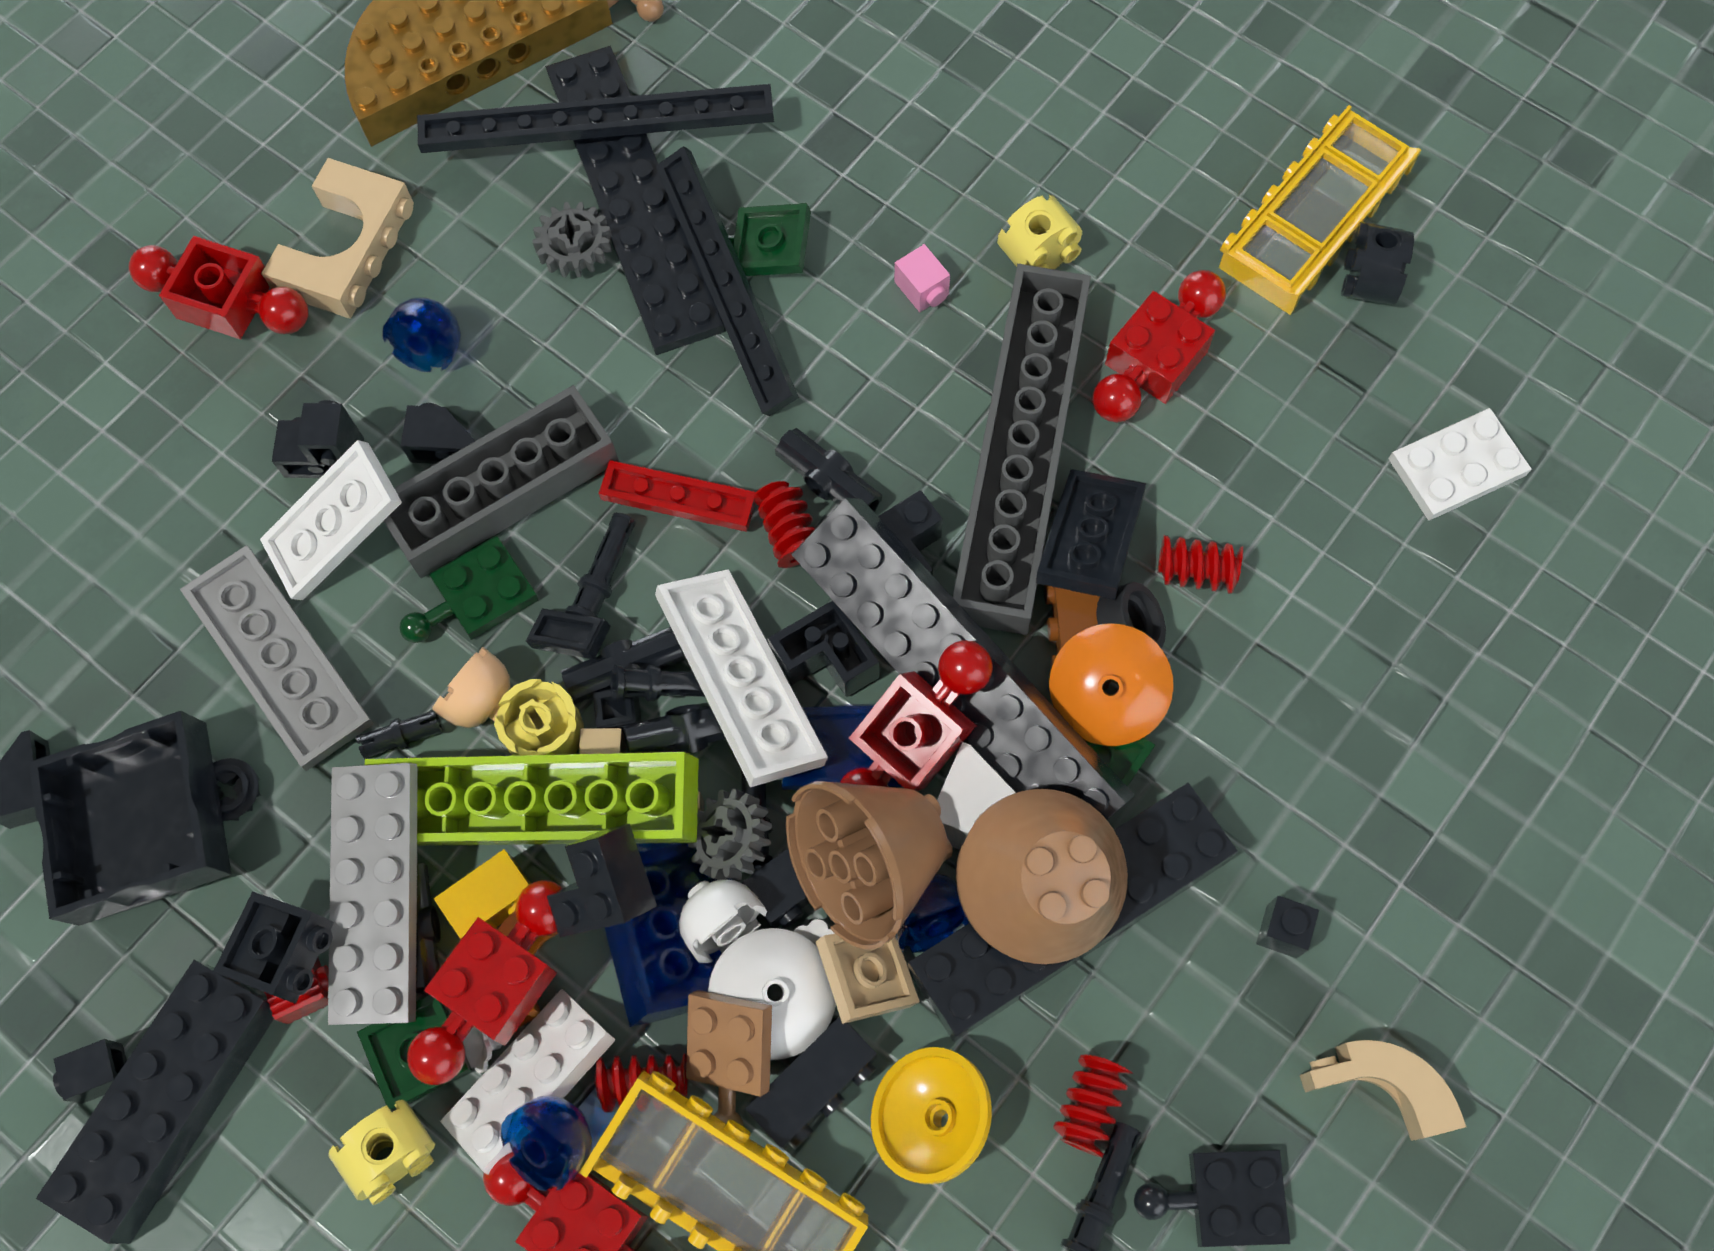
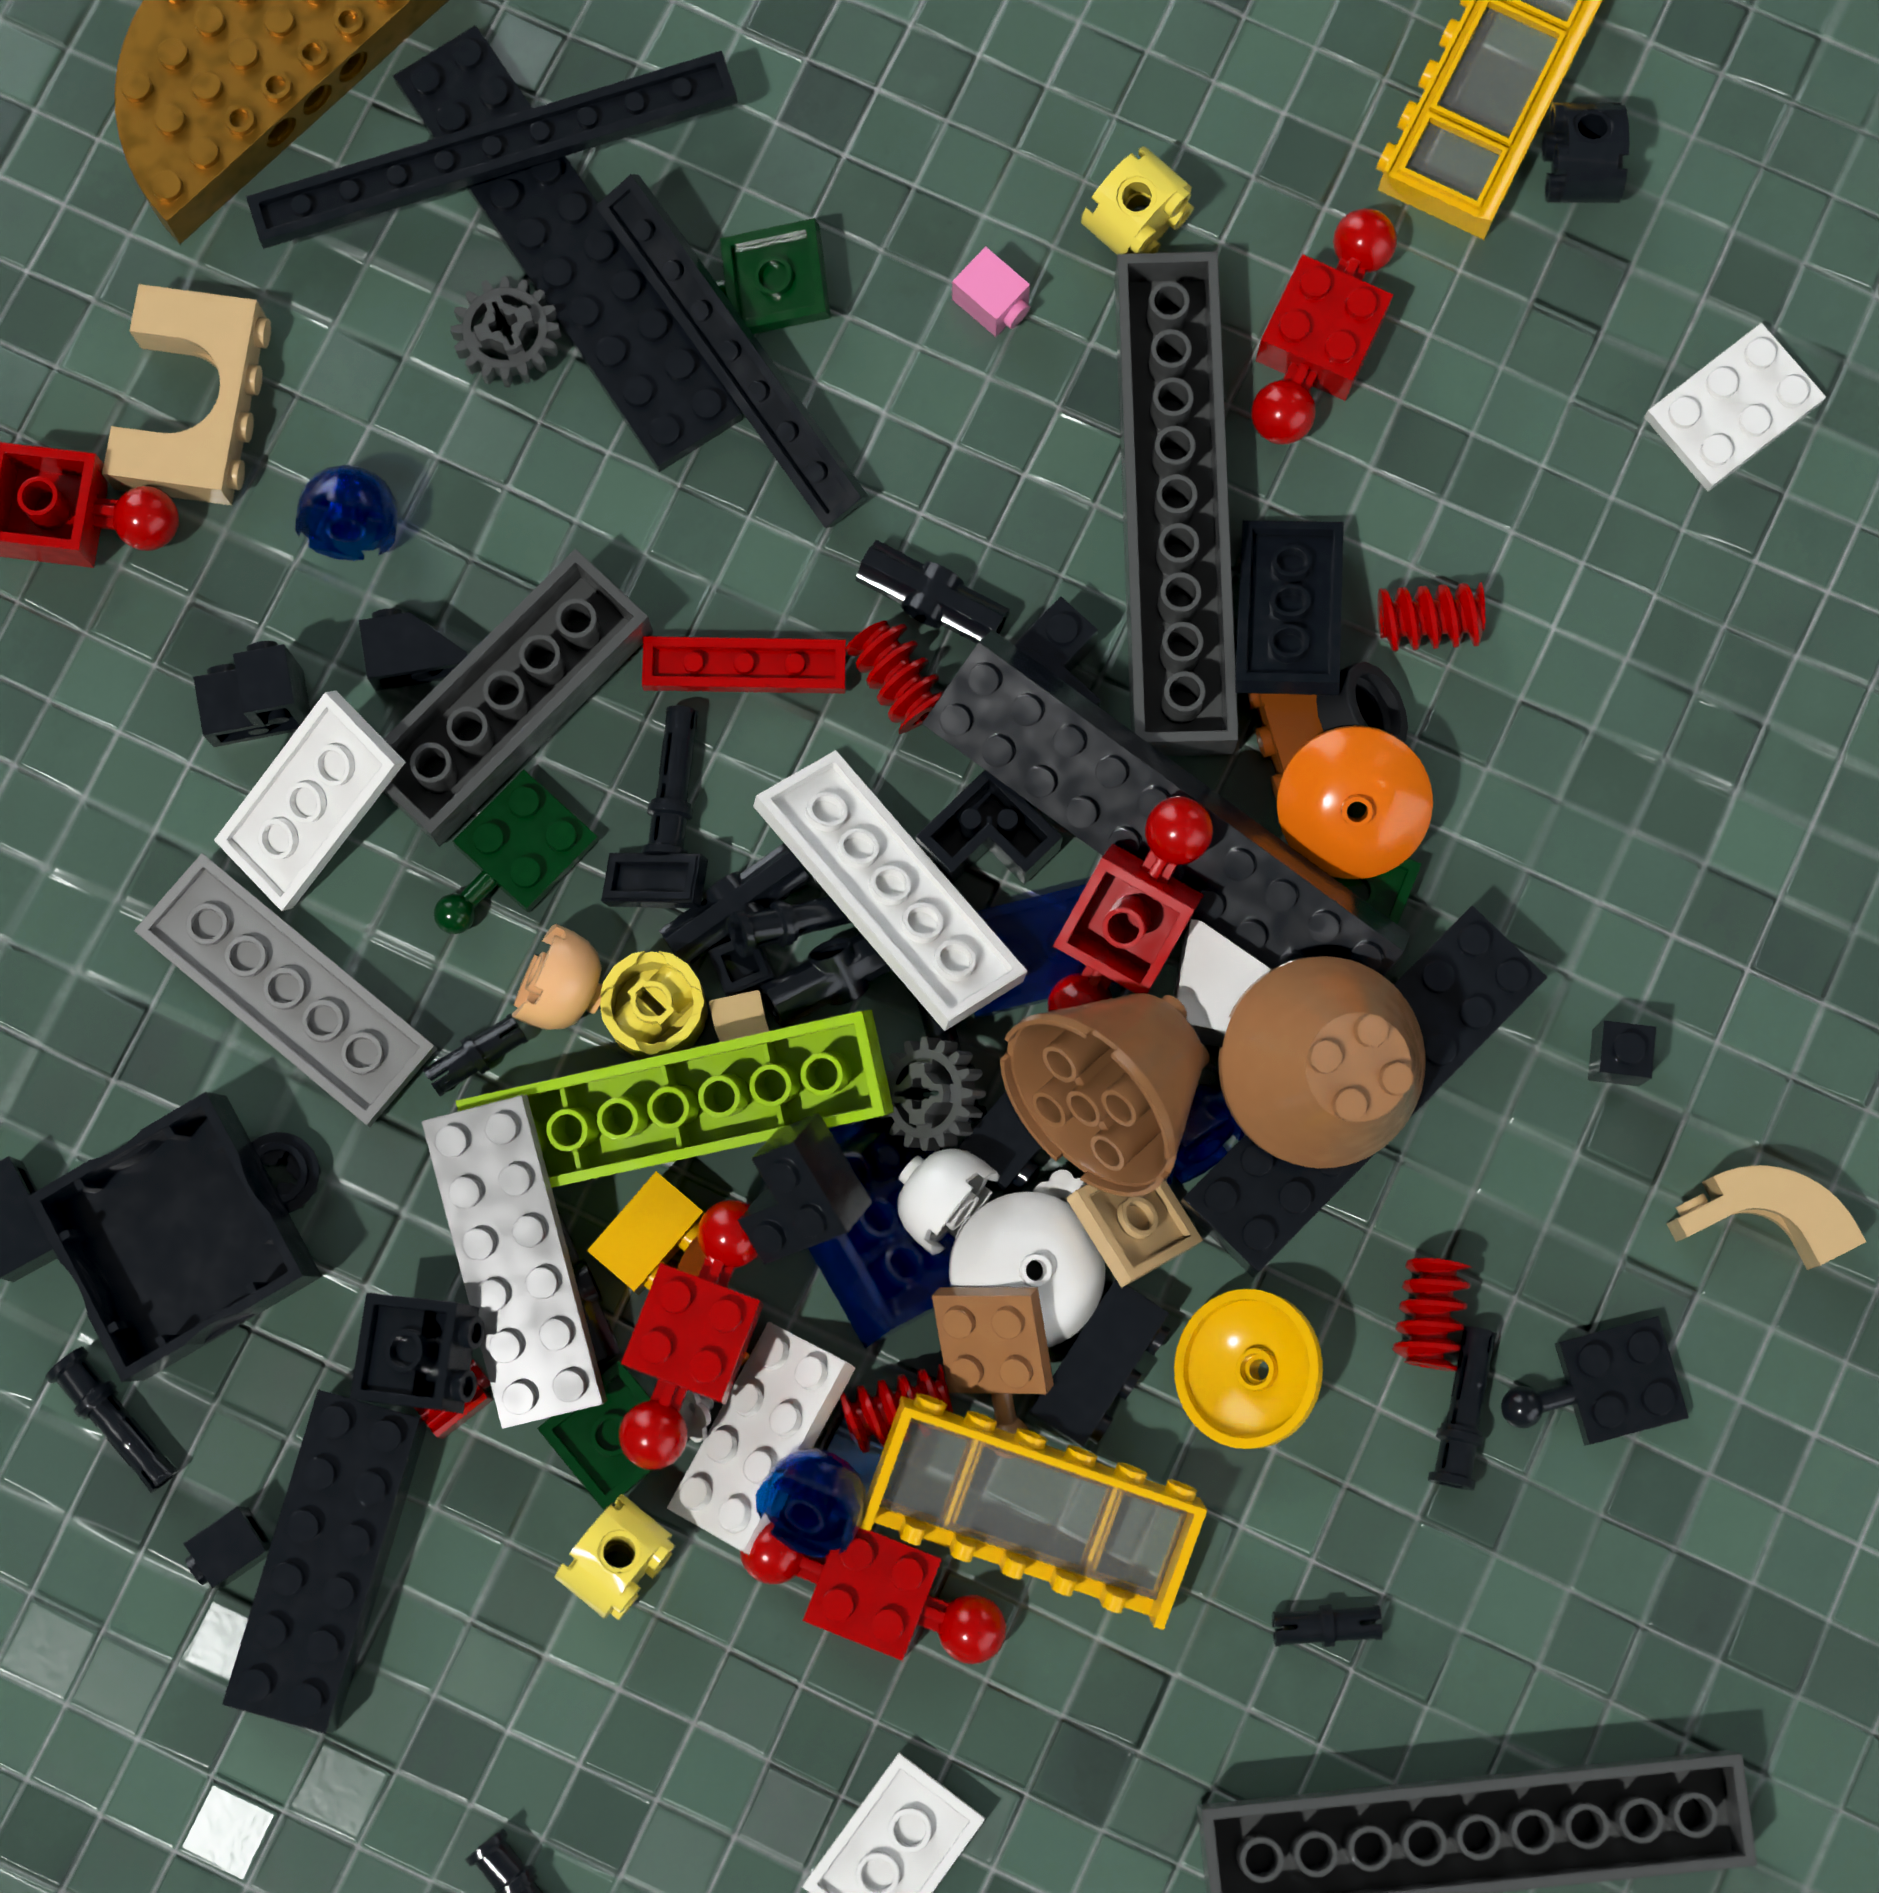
camera: 15 degrees left, 10 degrees up
(35, 933) = (98, 1402): none -> black pin

